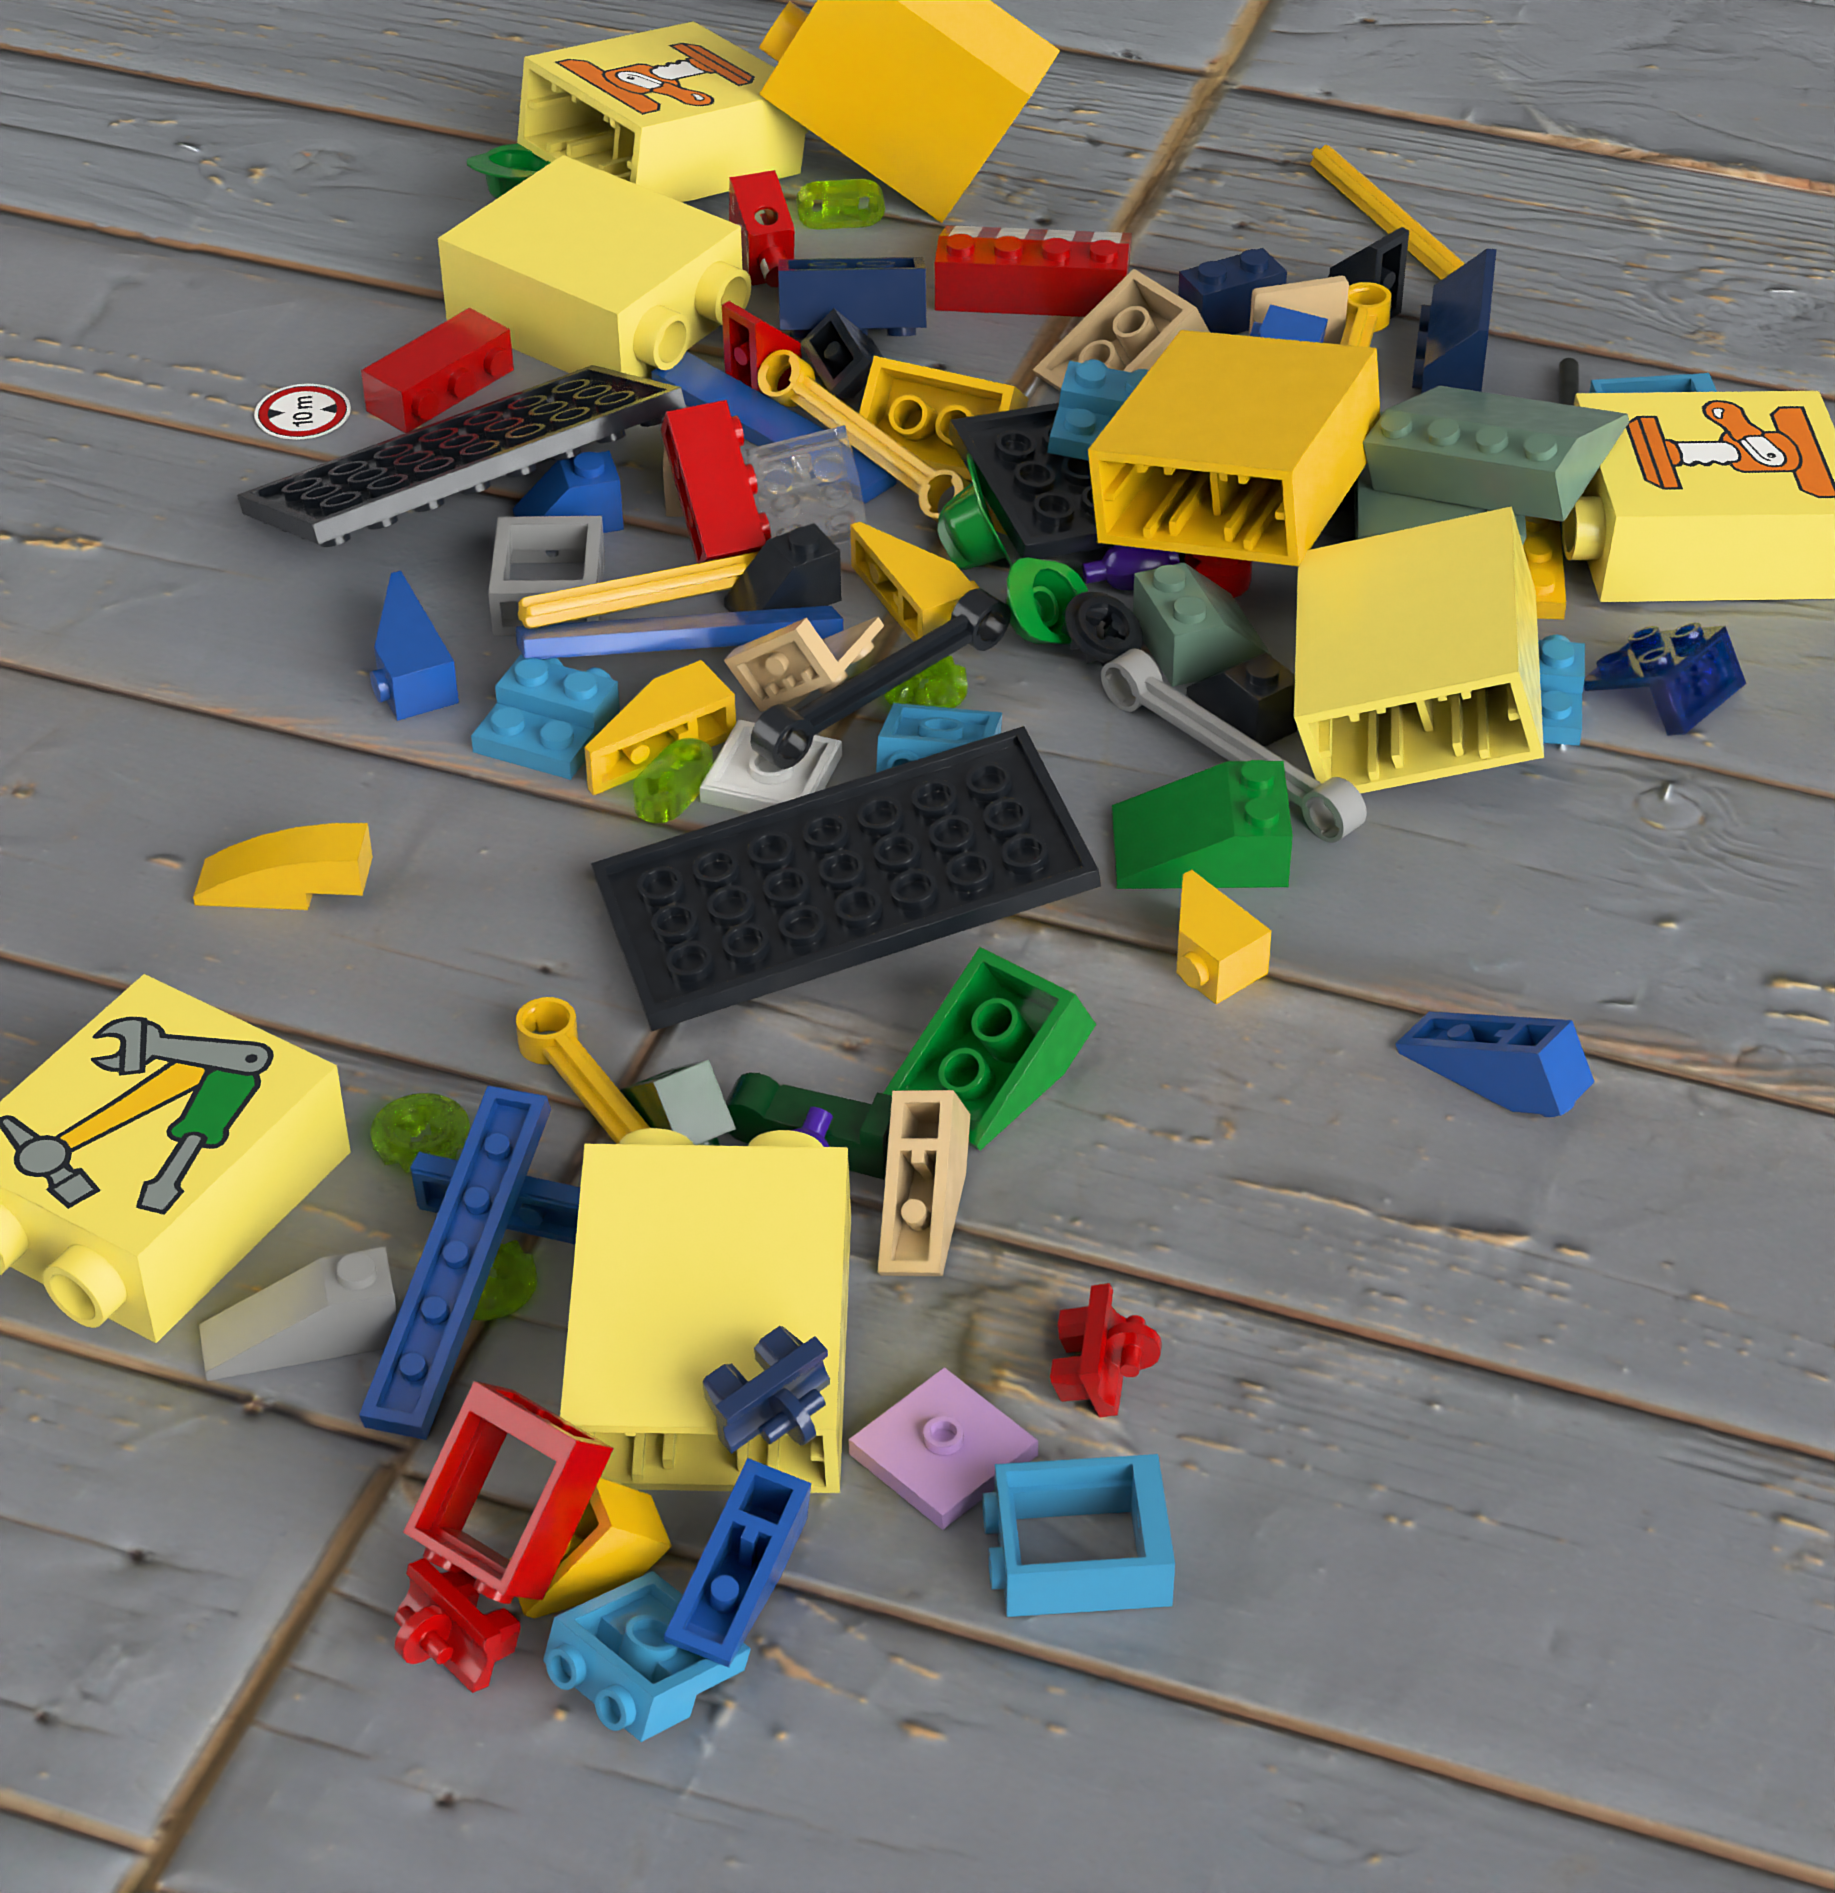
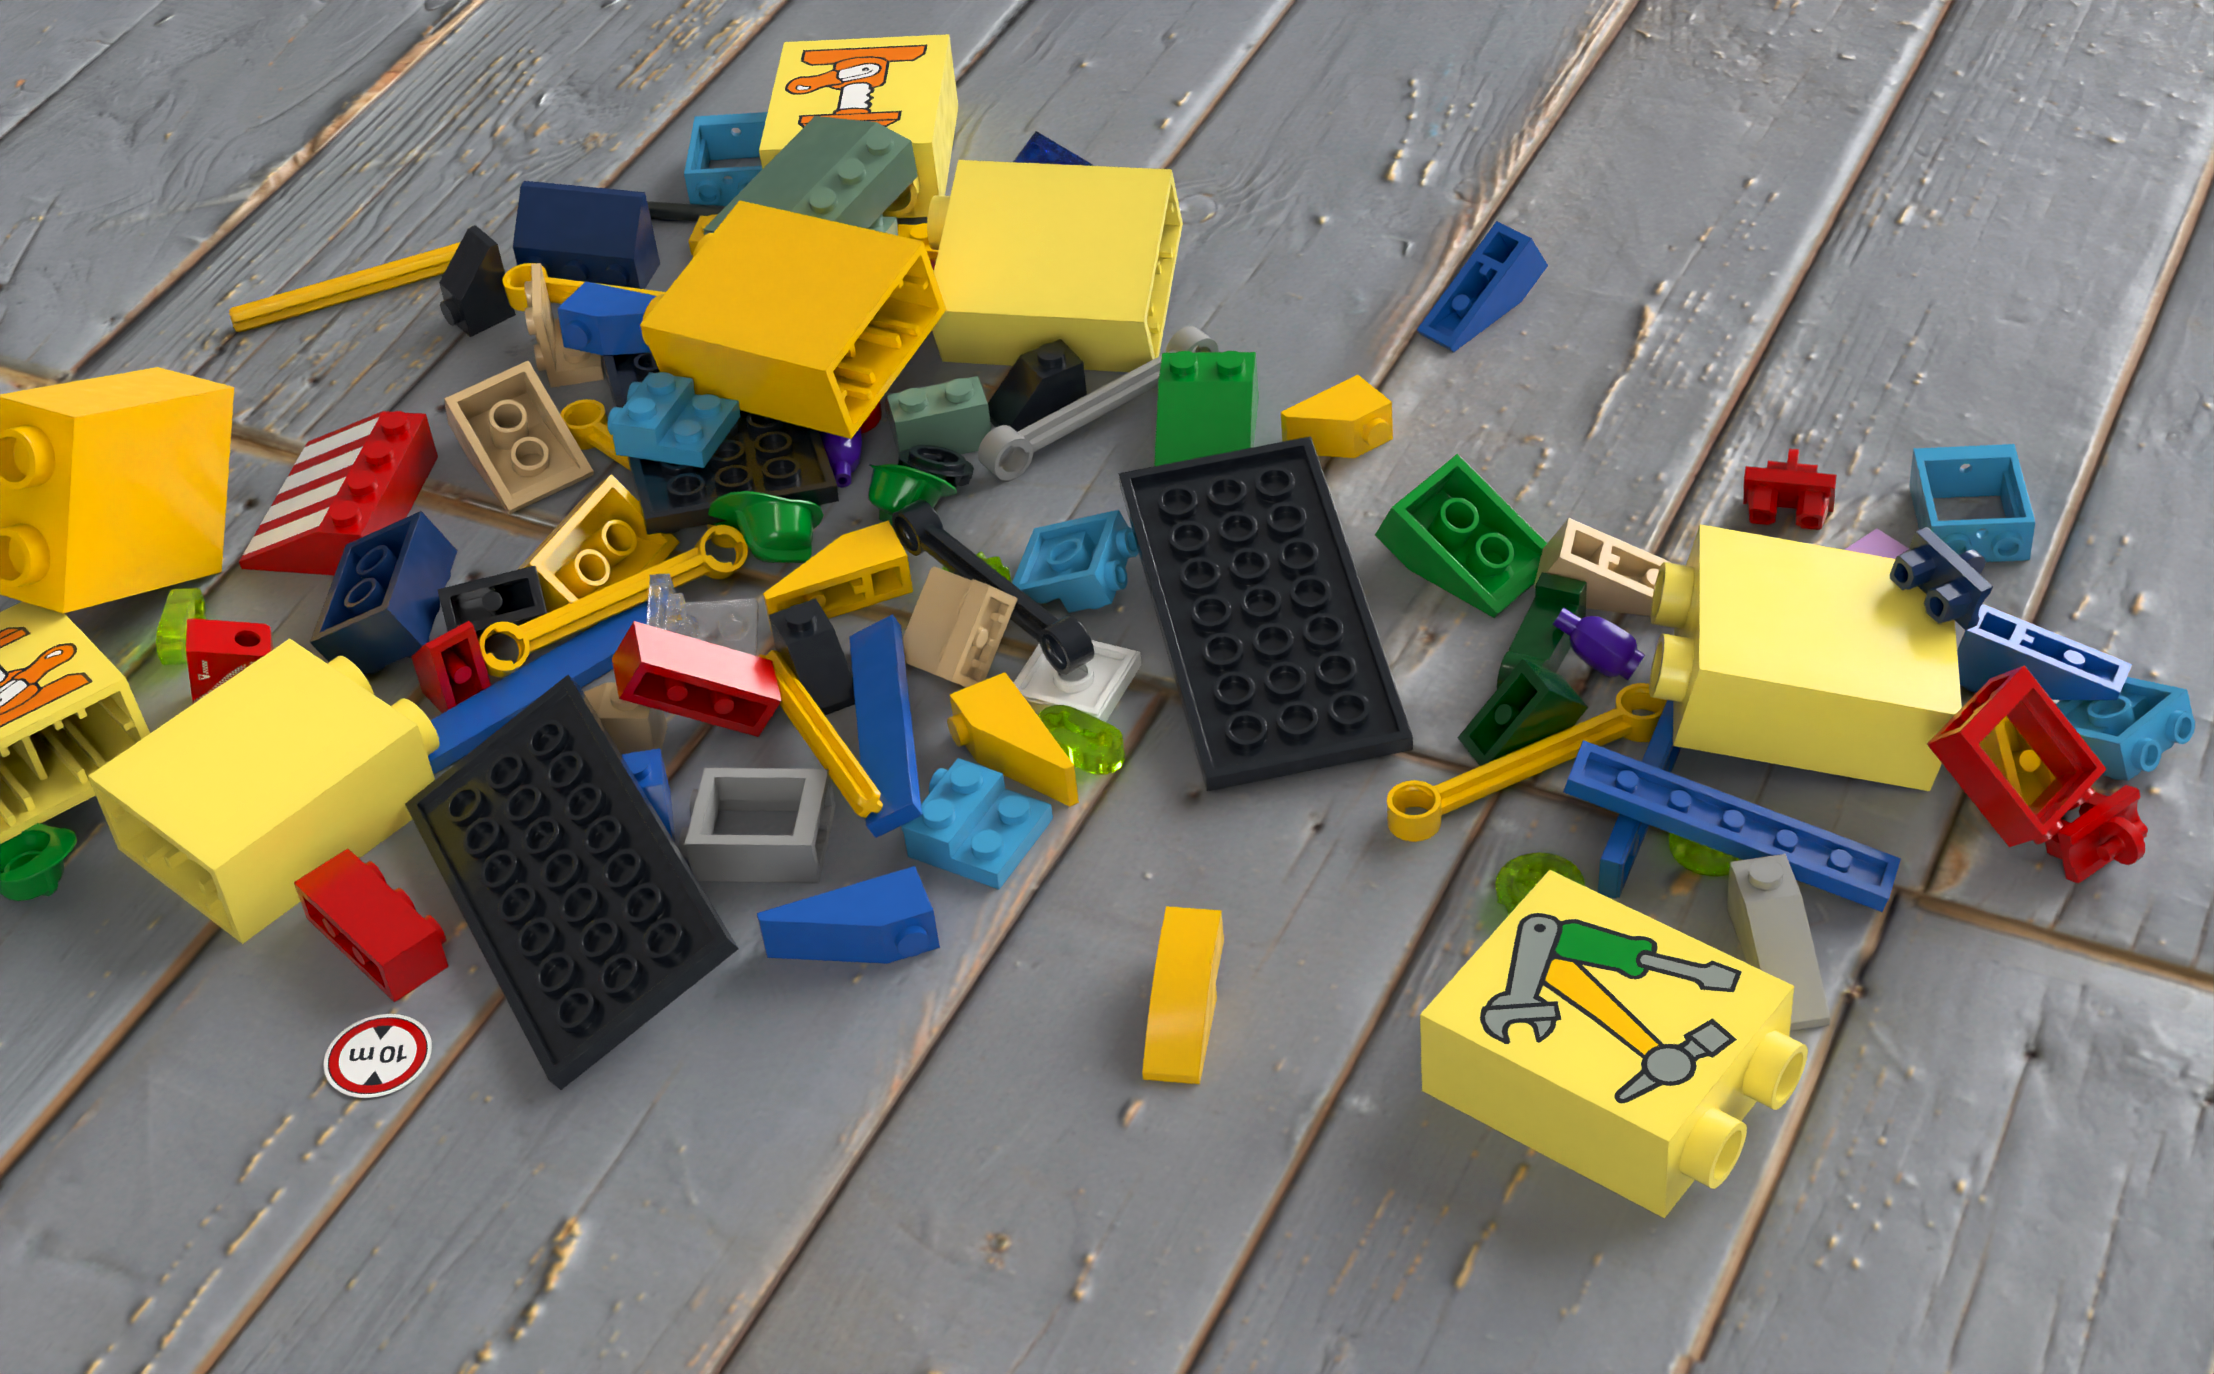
camera: 80 degrees left, 0 degrees up
(1225, 288) = (455, 357): dark blue brick -> none

